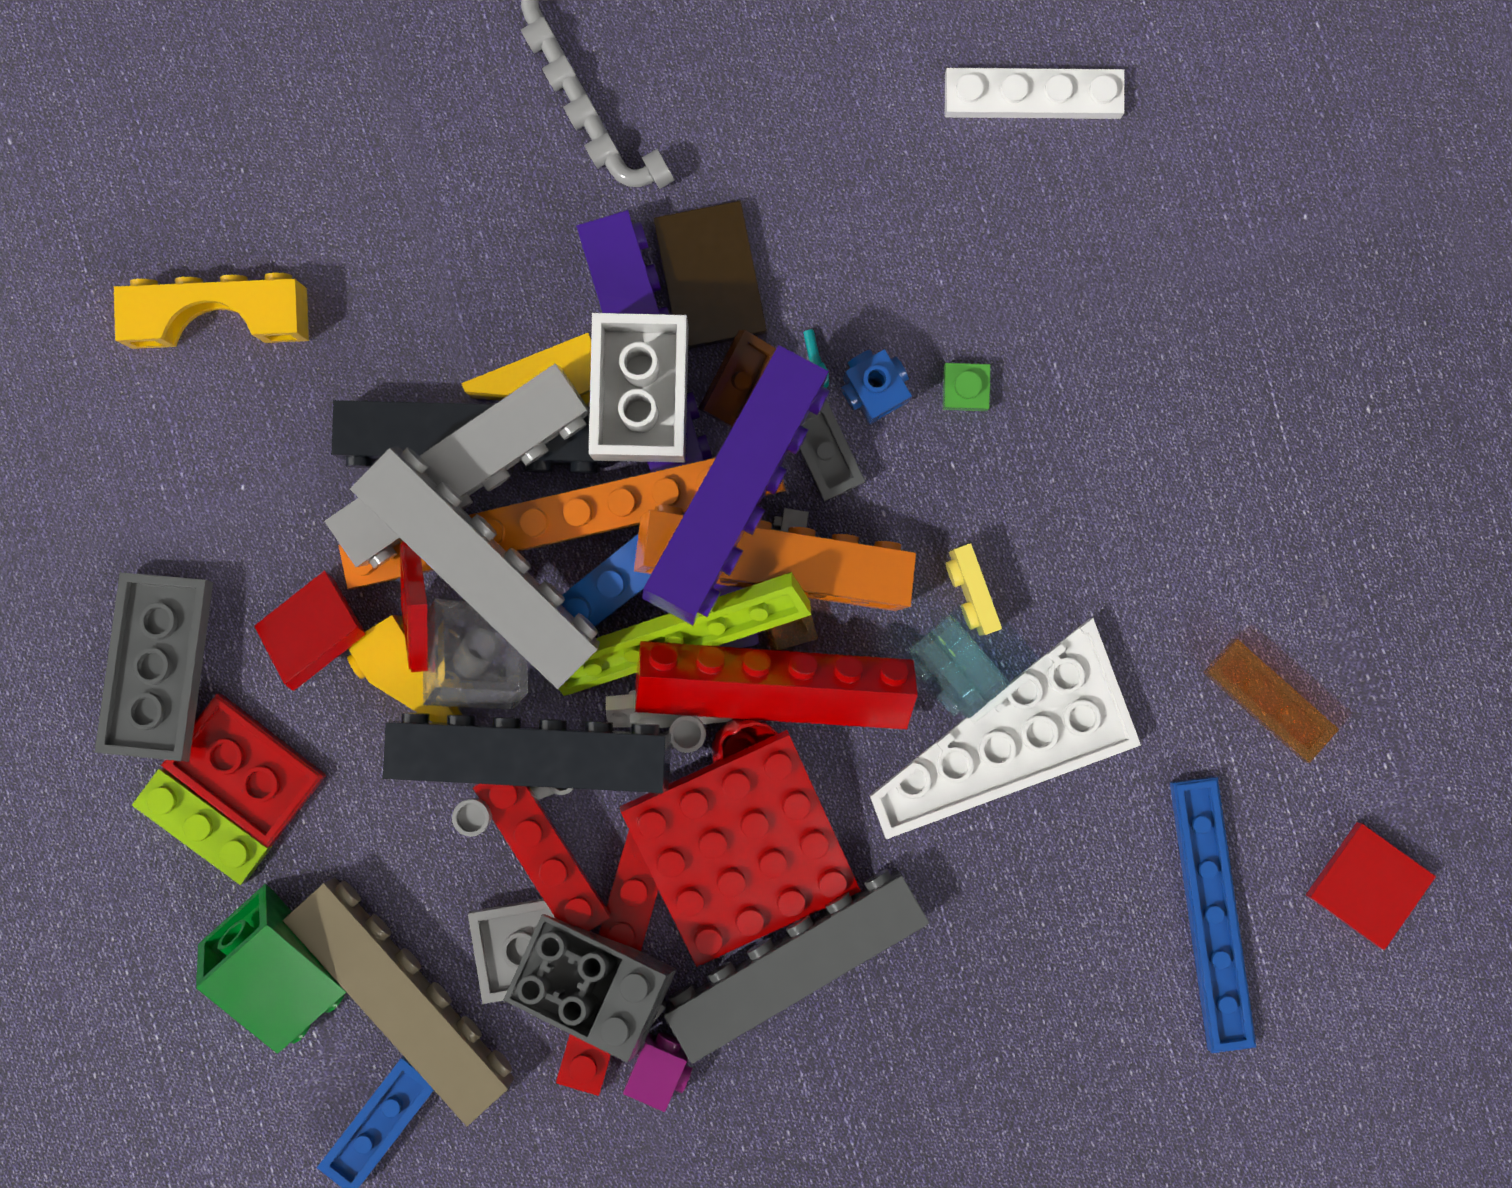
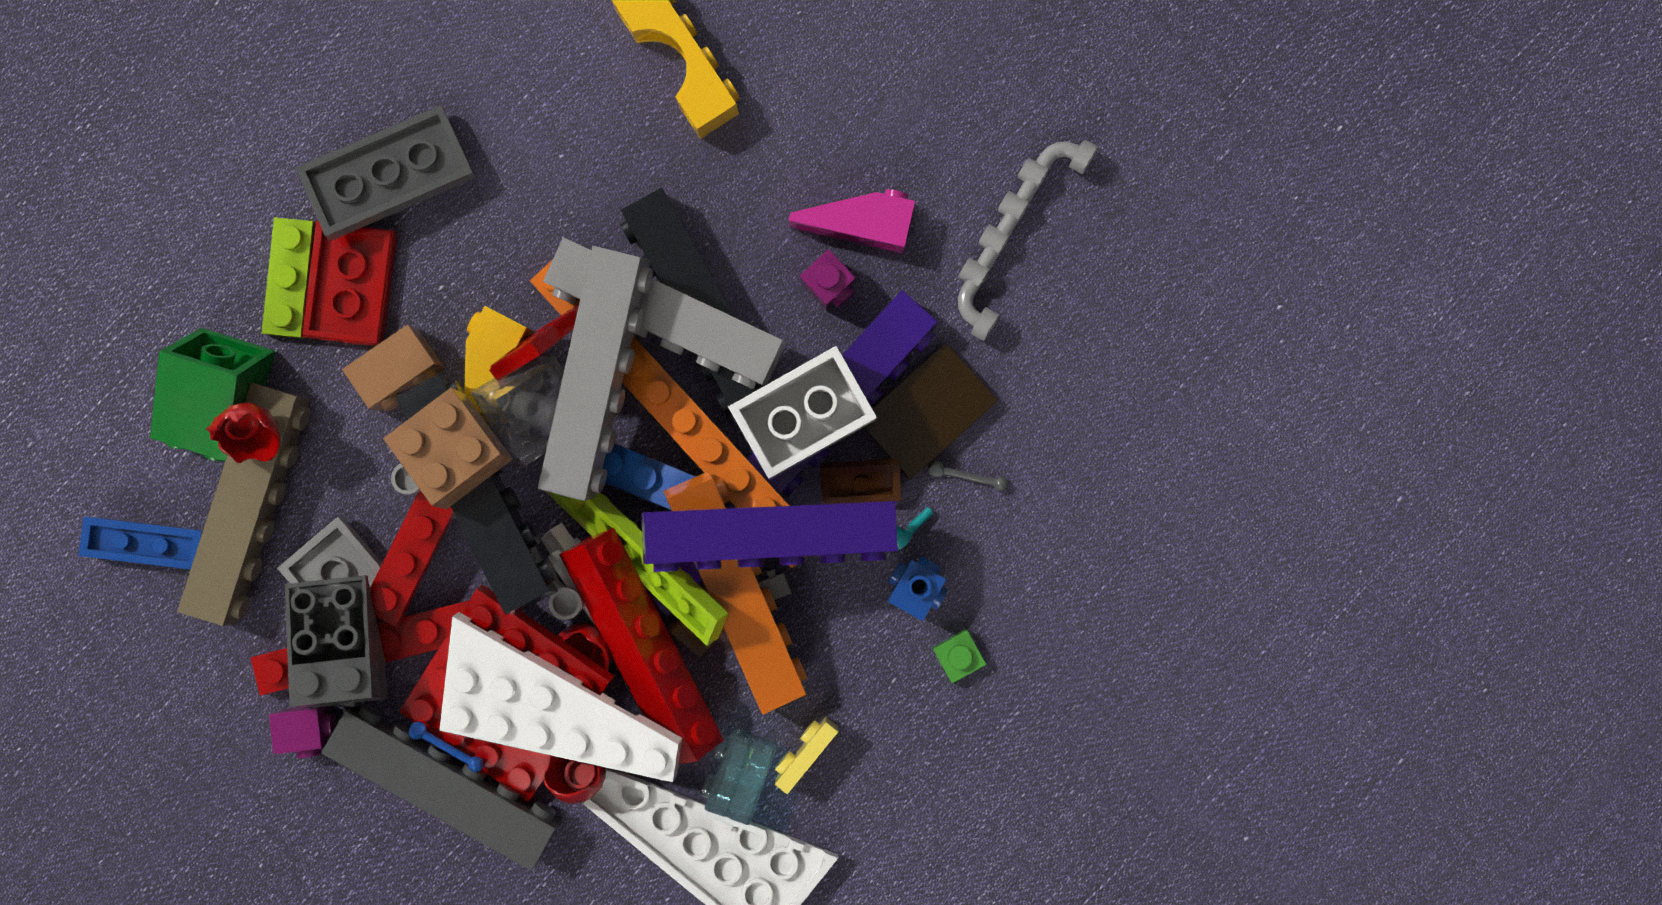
camera: 60 degrees right, 0 degrees up
(309, 630) = (479, 272): red tile -> none
(330, 949) = (246, 432): none -> red hair
(354, 774) = (393, 368): none -> medium nougat brick
(465, 751) = (447, 448): none -> medium nougat brick
(488, 220) = (868, 220): none -> dark pink slope
(524, 294) = (828, 281): none -> magenta brick
(571, 356) = (757, 312): yellow slope -> none
(727, 956) = (418, 731): none -> blue hinge
(768, 823) = (534, 706): none -> white wing
(772, 300) = (937, 469): none -> dark grey hinge
(829, 455) = (842, 585): dark grey plate -> none
(859, 822) = (573, 780): none -> red hair
(1034, 93) = (1215, 575): white plate -> none

